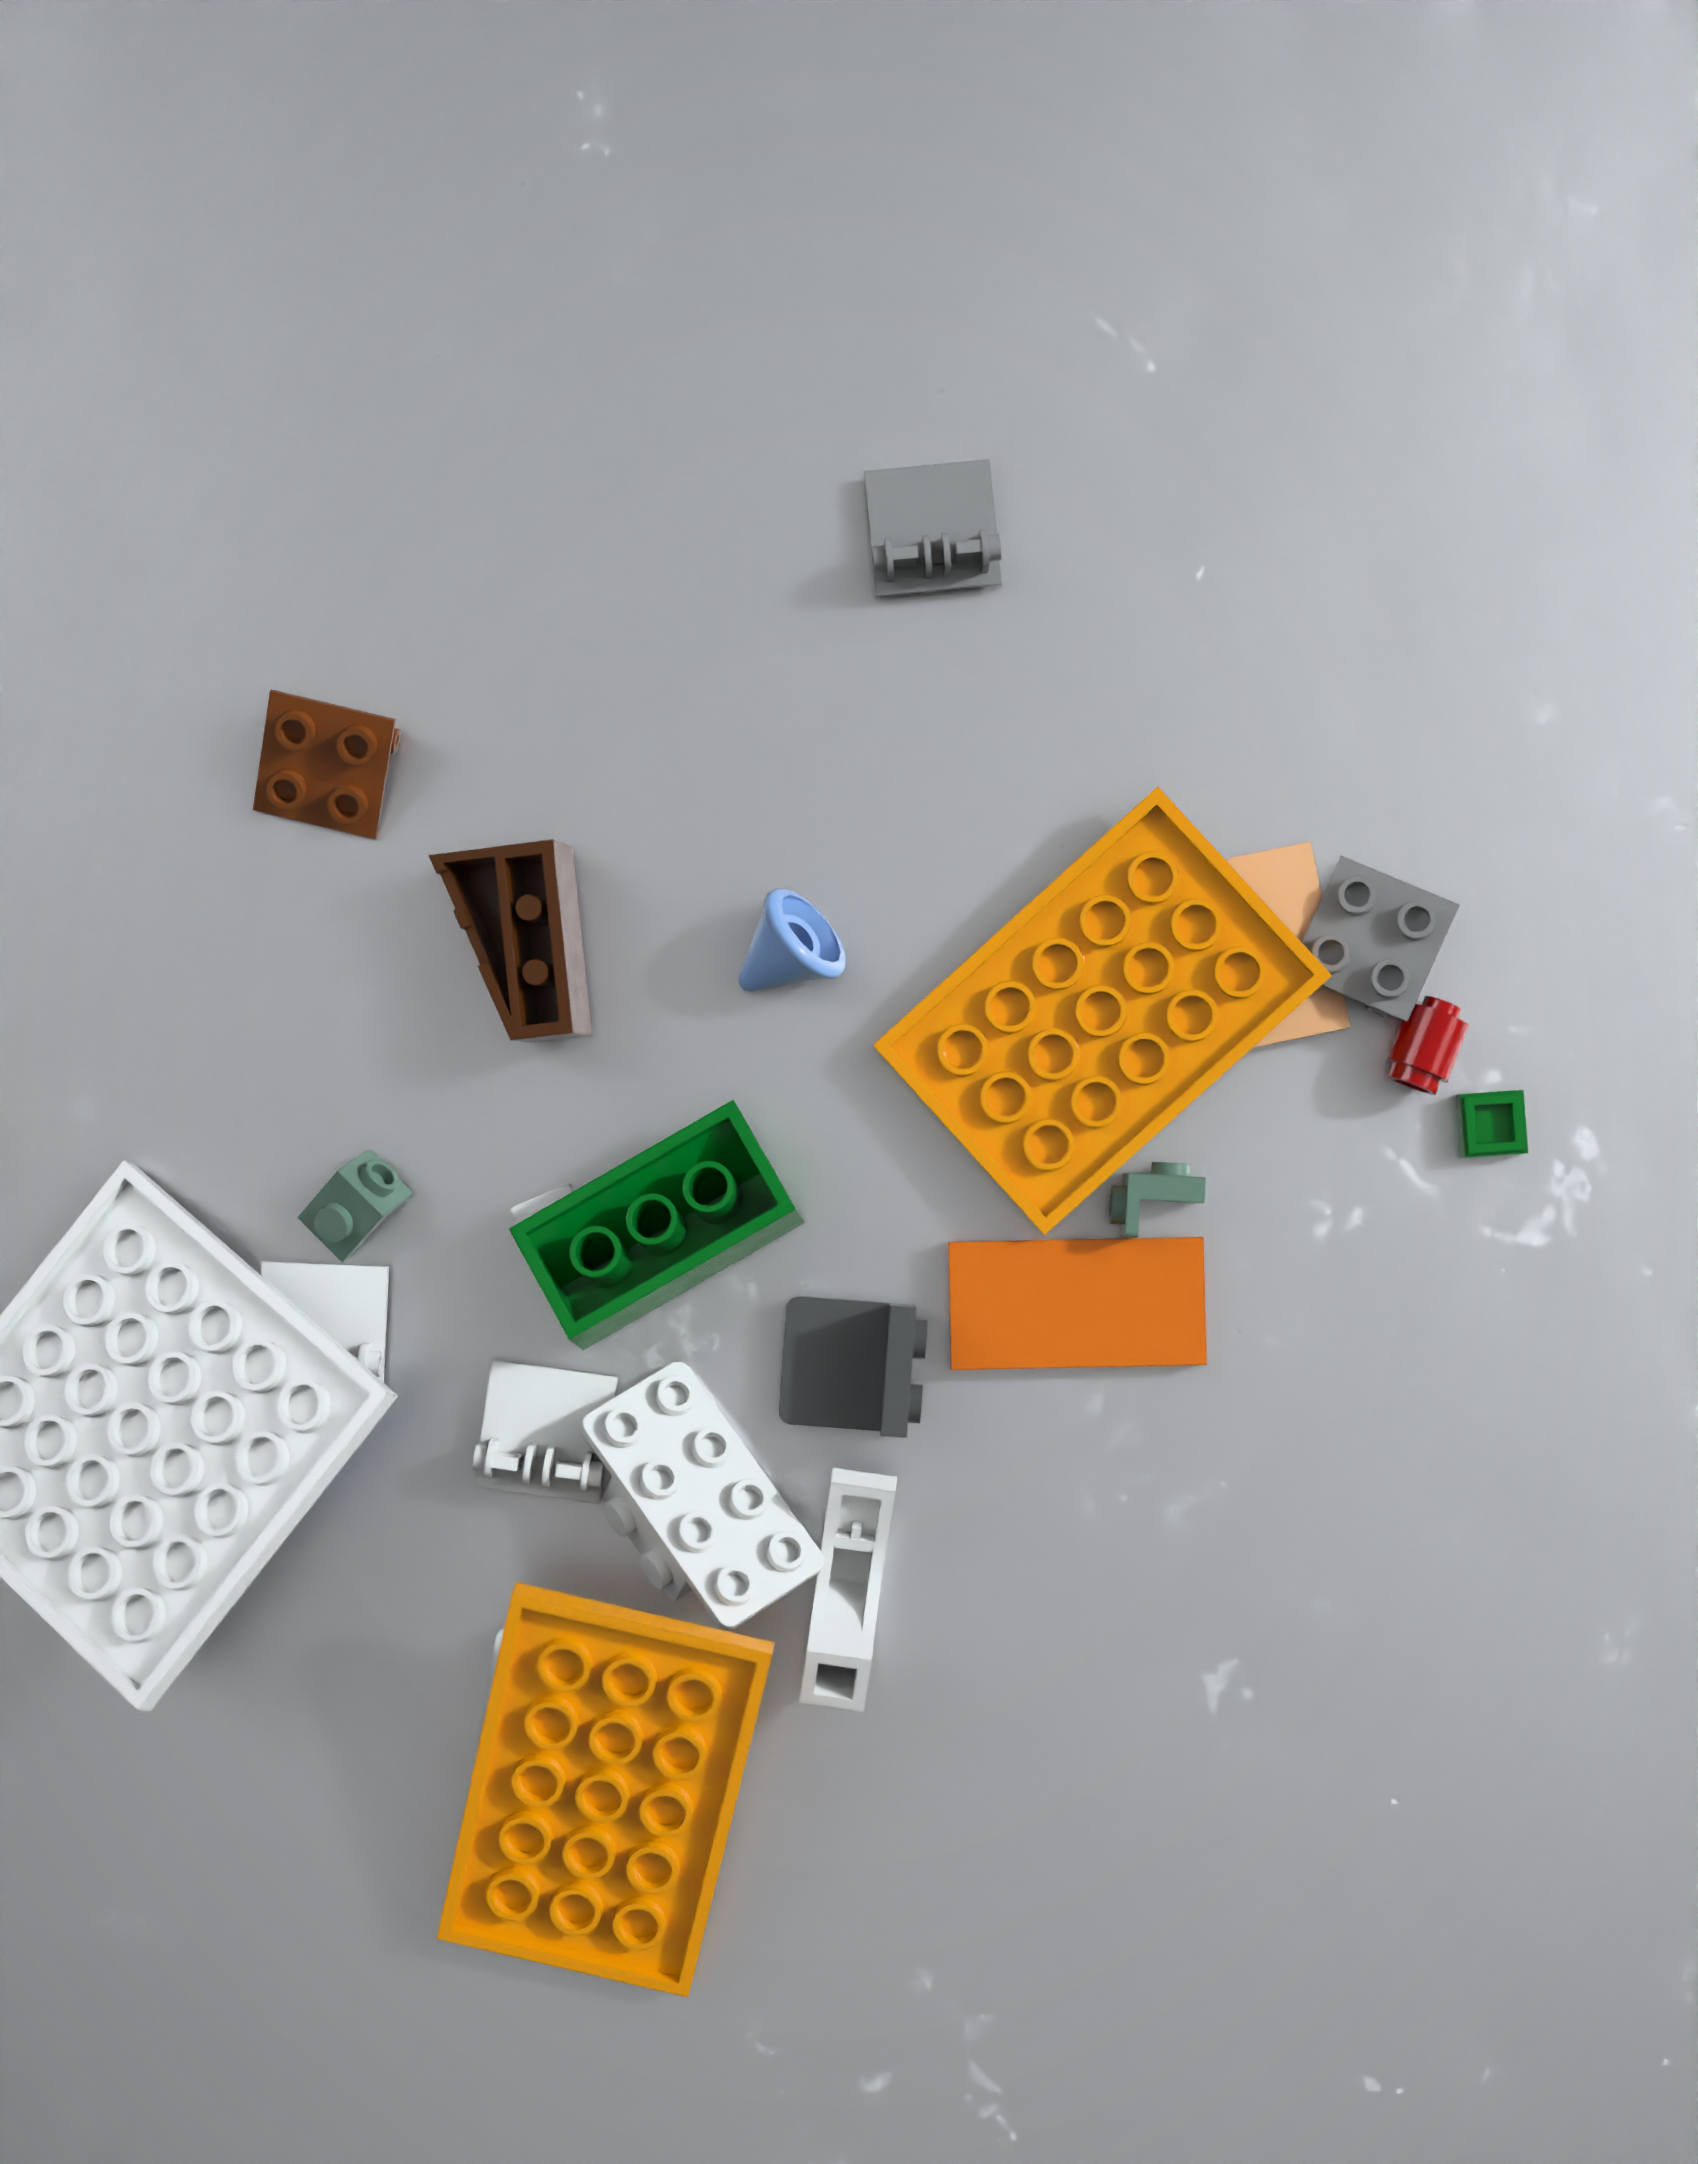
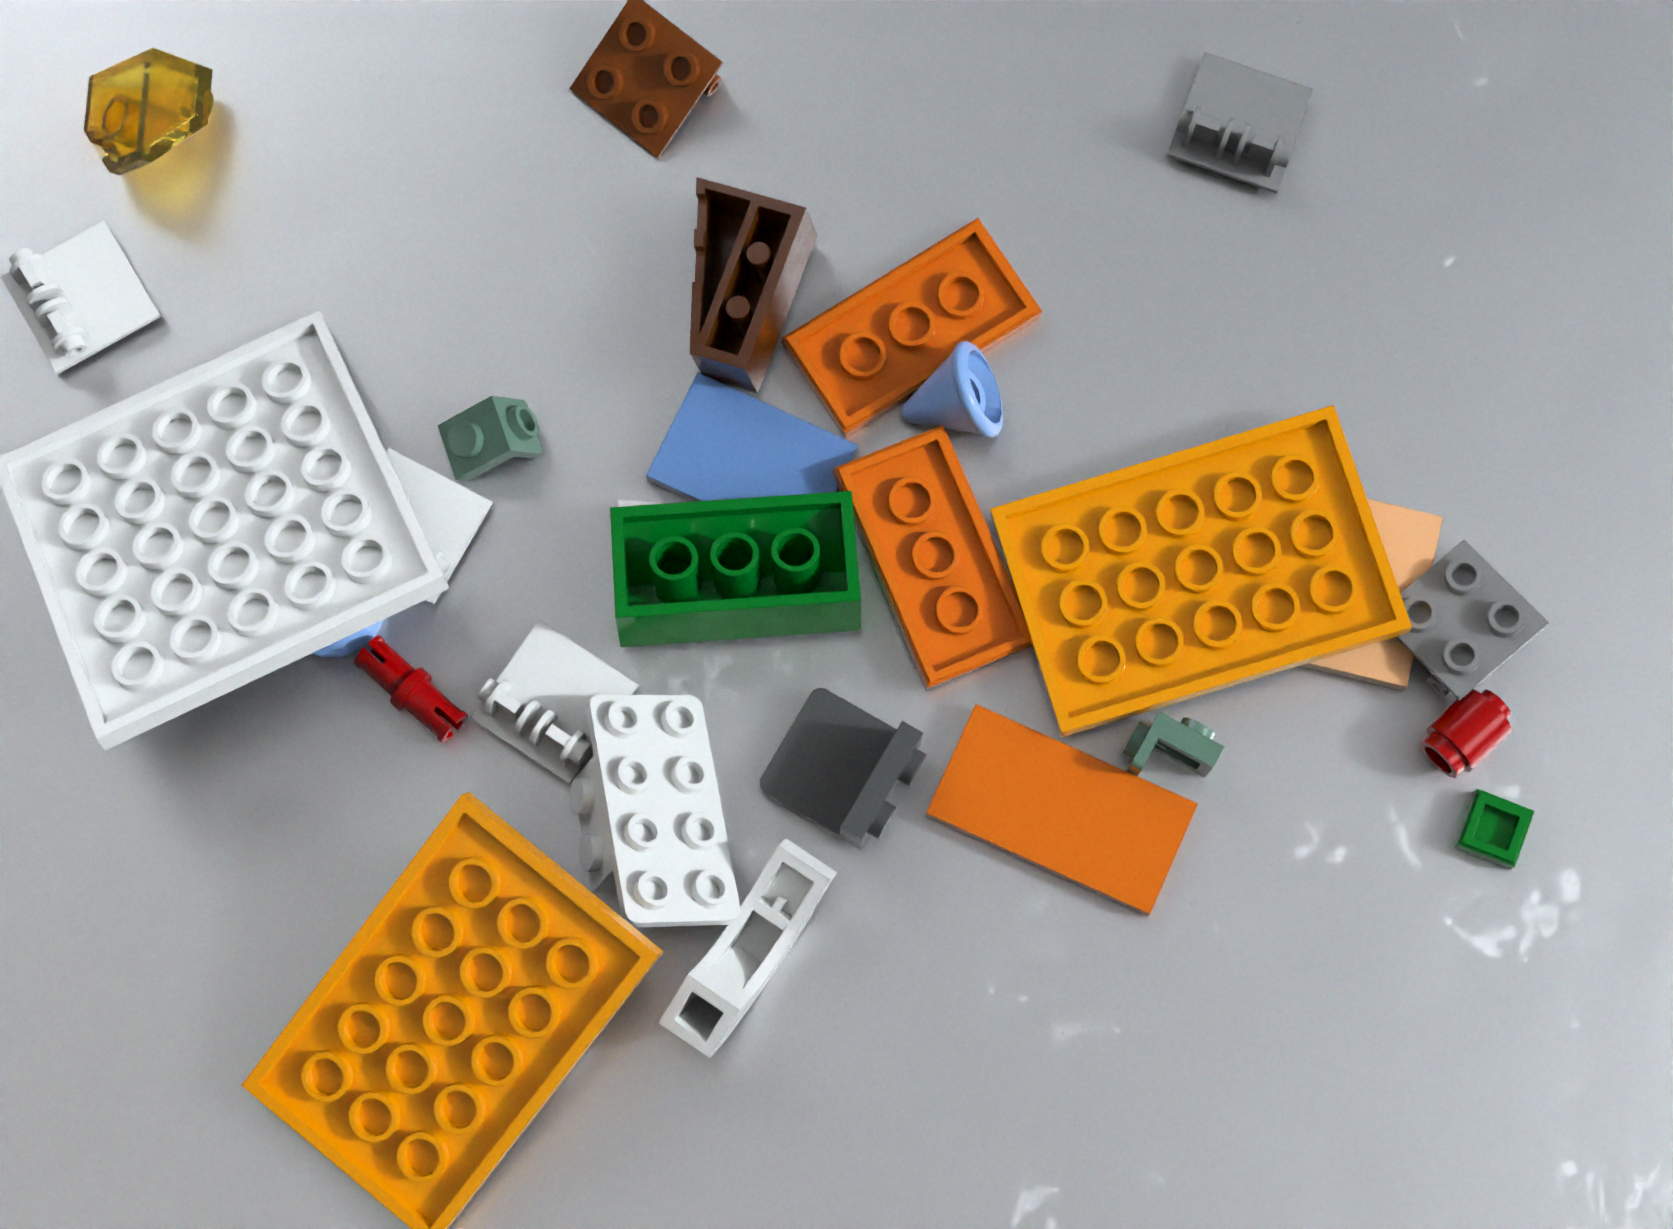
camera: 25 degrees right, 10 degrees down
(404, 1487) = (410, 689): none -> red pin
(611, 1099) = (744, 448): none -> medium blue tile
(707, 894) = (901, 327): none -> orange tile
(840, 1116) = (934, 557): none -> orange tile

